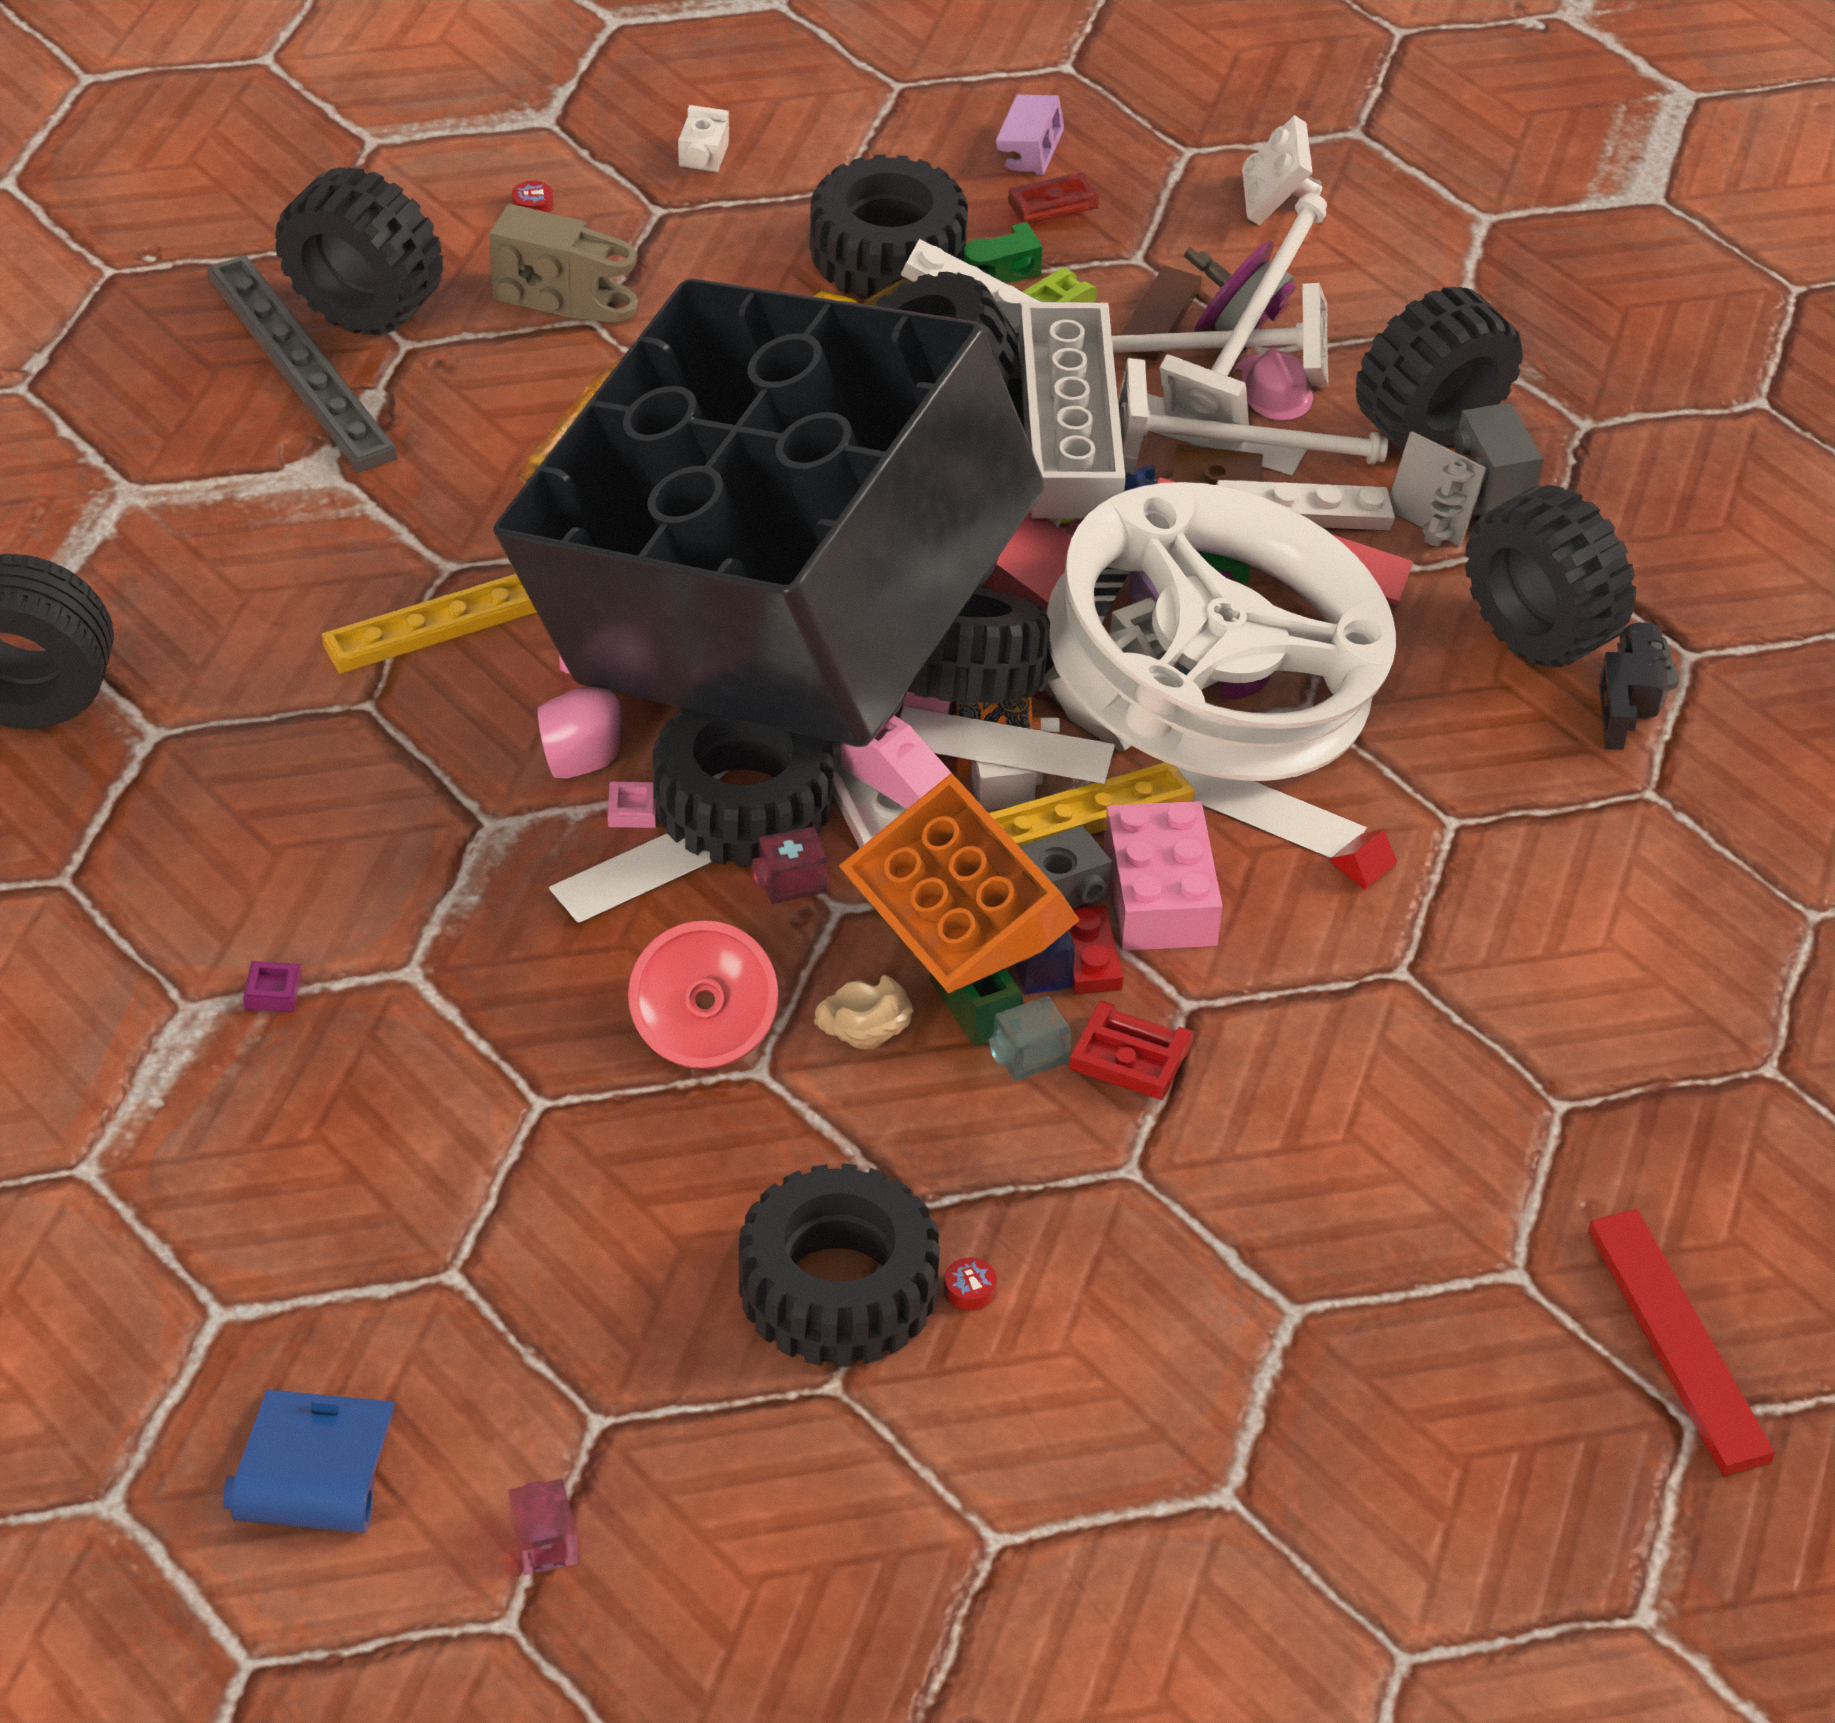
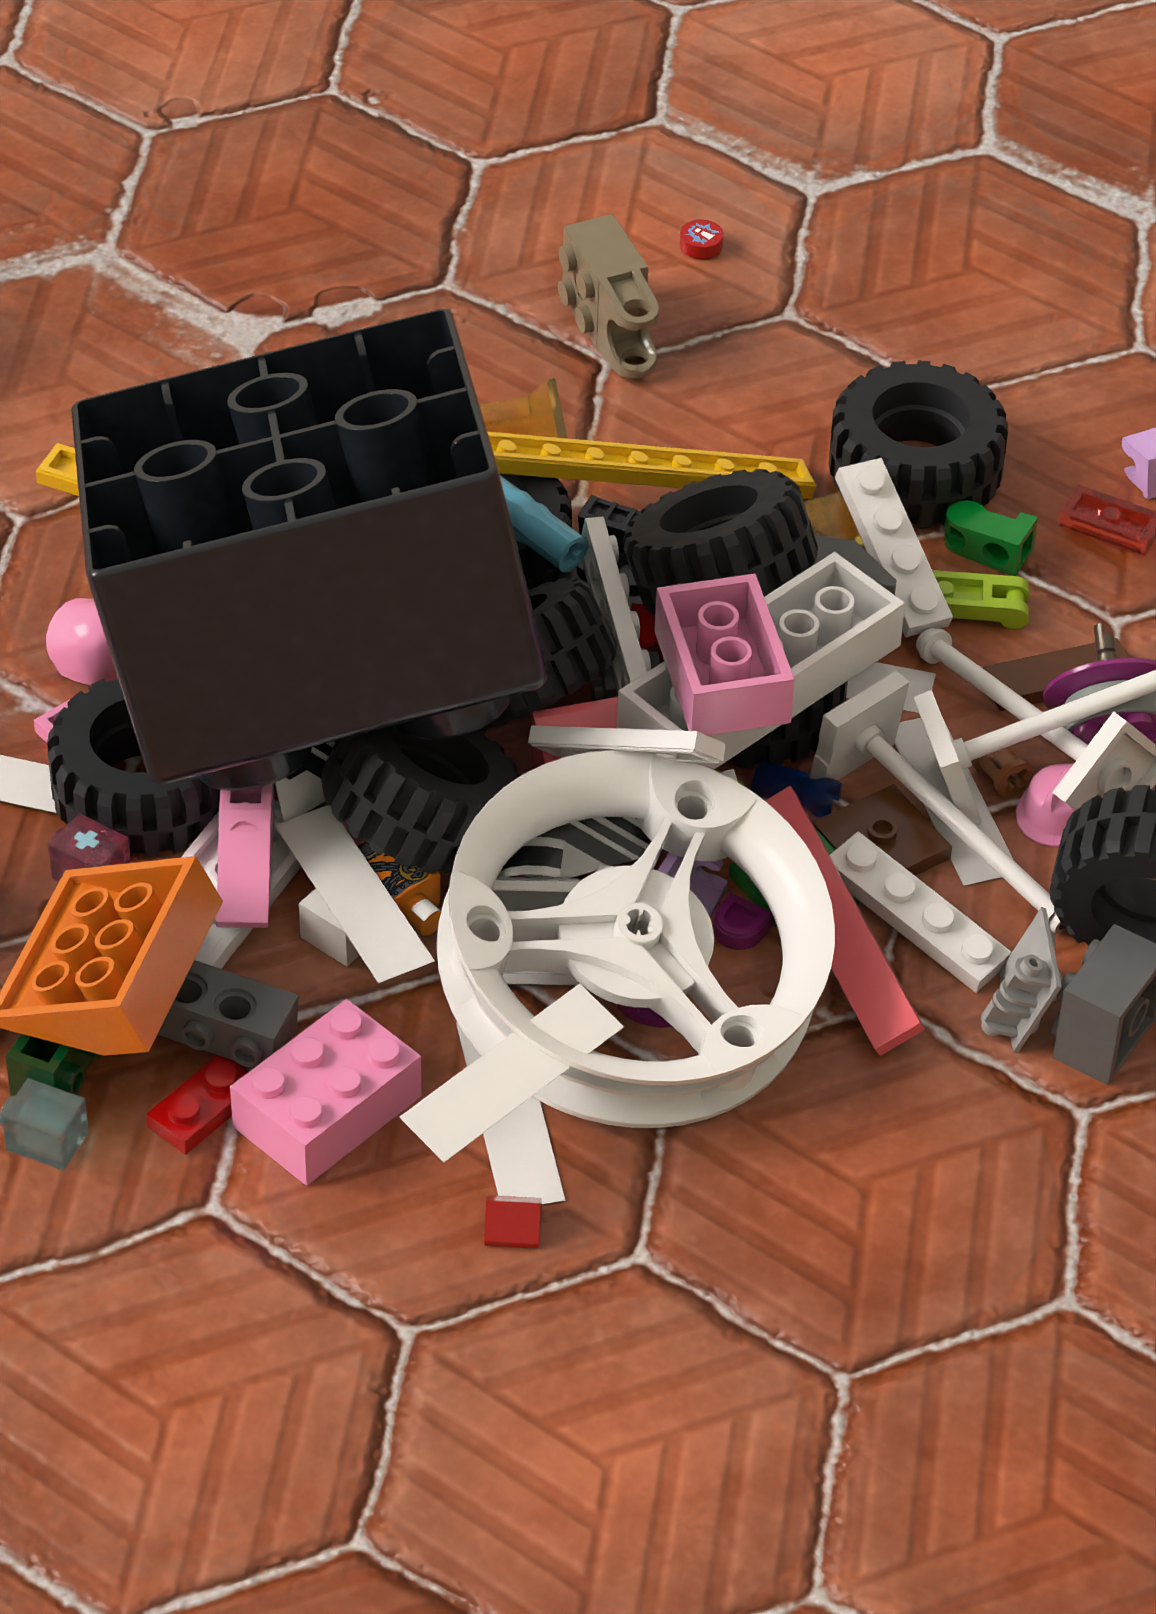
camera: 50 degrees right, 0 degrees up
(302, 364) = (352, 241): dark grey tile -> none
(359, 250) = (455, 176): black tyre -> none
(704, 138) = (896, 281): white brick -> none
(1050, 968) = (150, 1076): clear blue brick -> none
(1079, 508) = (669, 744): none -> white tile
(1089, 400) = (724, 655): none -> bright pink brick
(1089, 803) = (324, 983): yellow plate -> none
(1130, 1051) = (88, 1201): red plate -> none
(1297, 757) = (507, 1075): none -> white sticker
(1550, 575) = (967, 1114): black tyre -> none
(1634, 681) = (957, 1274): black plate -> none

